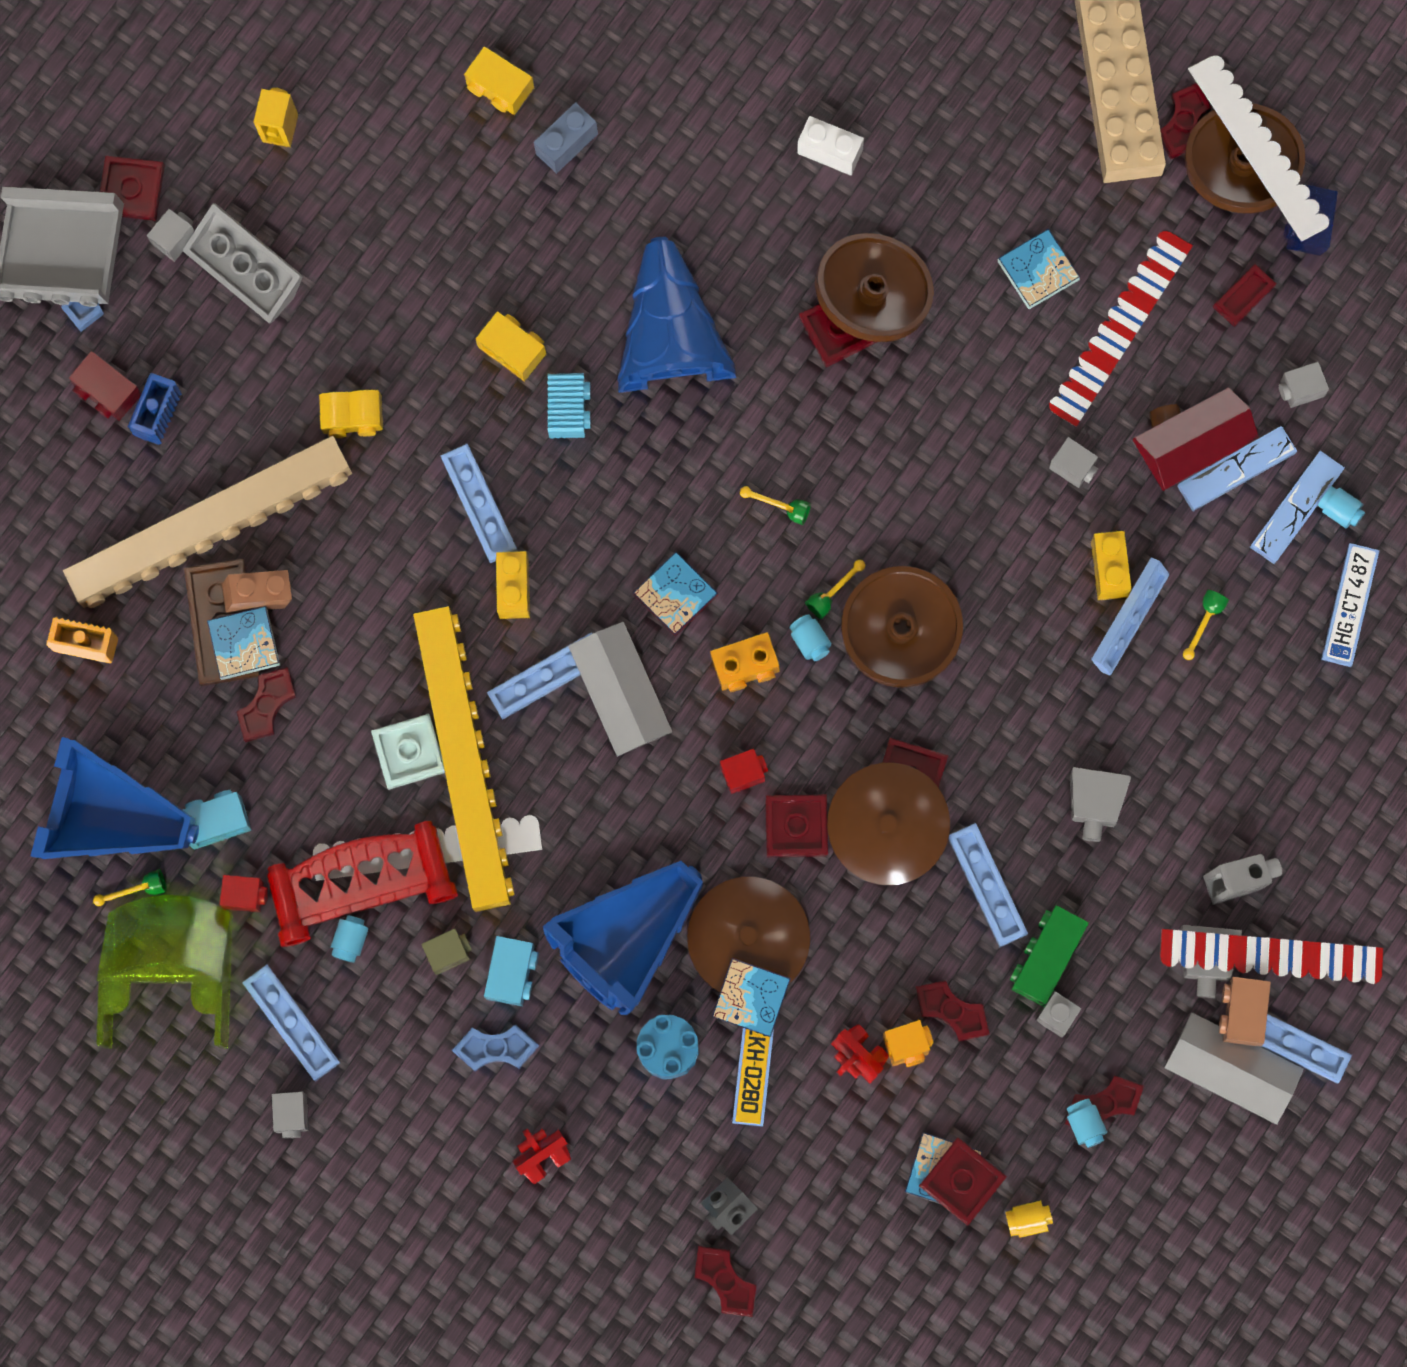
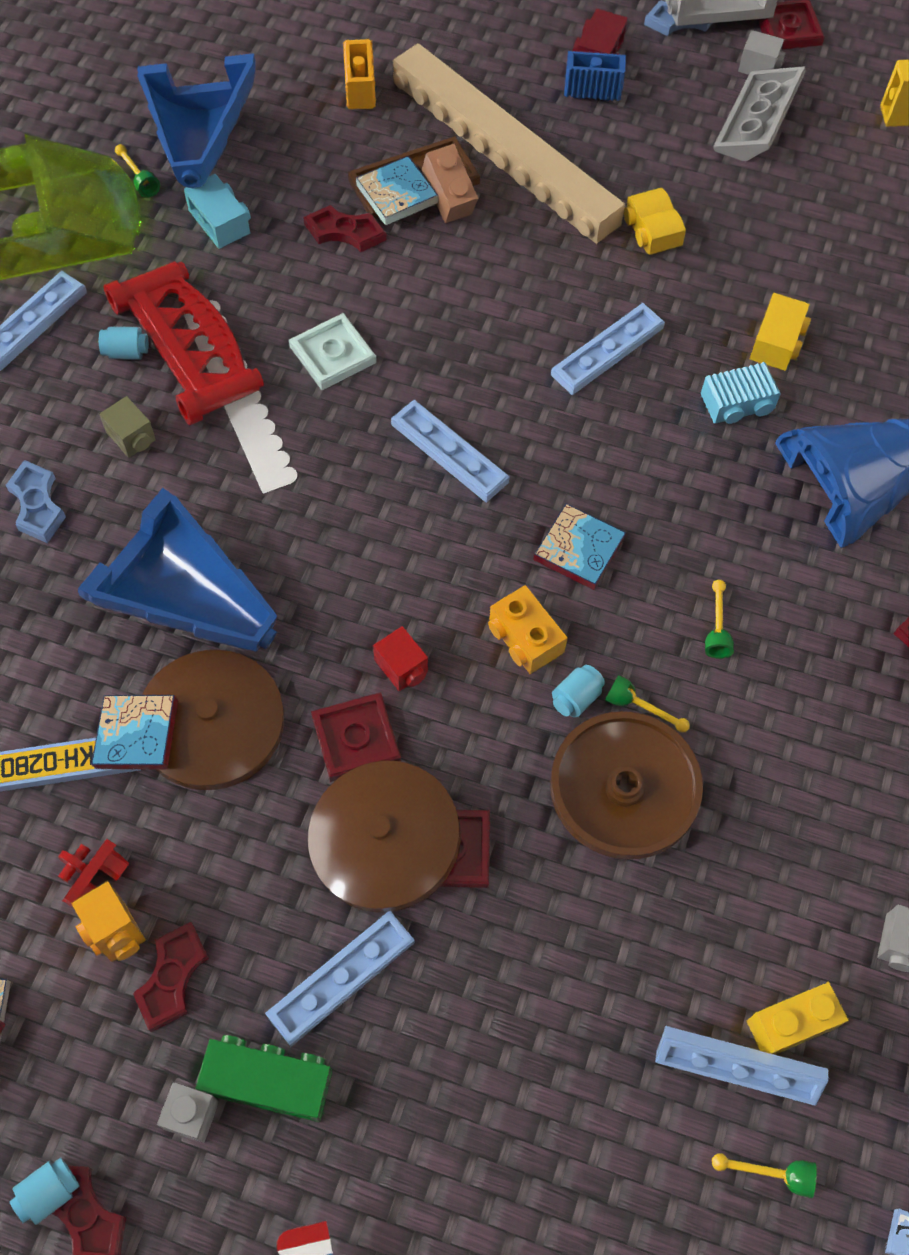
camera: 65 degrees right, 15 degrees down
(243, 893) = (148, 246): red brick -> none
(462, 759) = (332, 394): yellow brick -> none
(510, 971) = (117, 488): medium azure brick -> none
(512, 585) = (533, 390): yellow brick -> none
(620, 688) = (457, 517): light grey slope -> none
(667, 1046) = (61, 660): dark azure brick -> none
(1096, 799) = (486, 1087): light grey torso -> none

